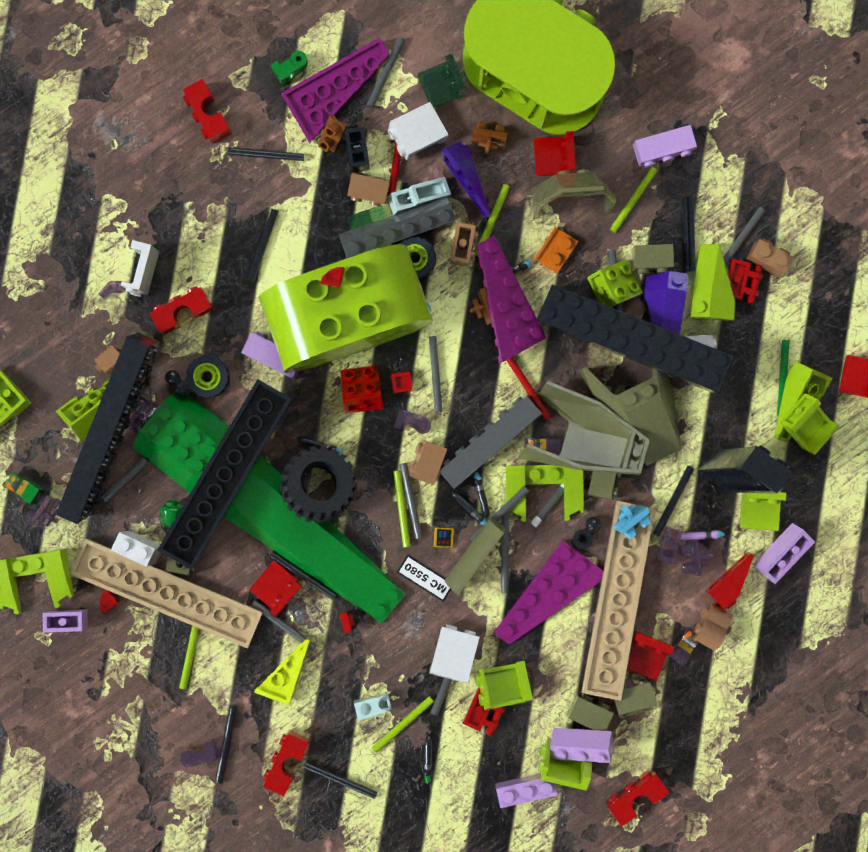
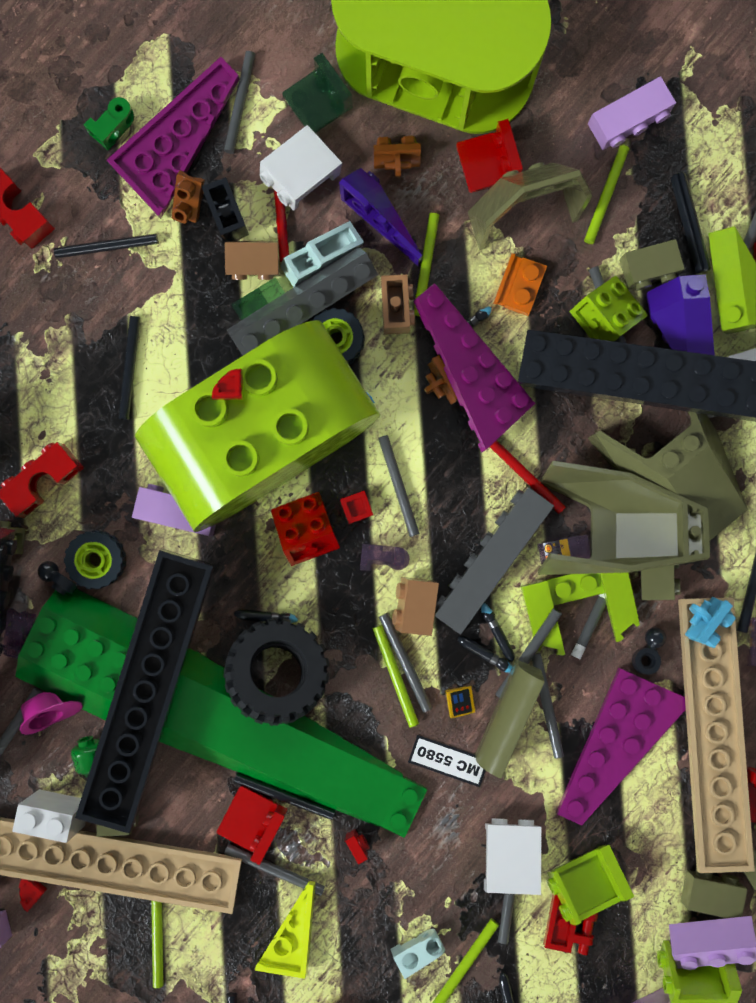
camera: 15 degrees left, 0 degrees up
(149, 475) = (46, 710): none -> dark pink piece

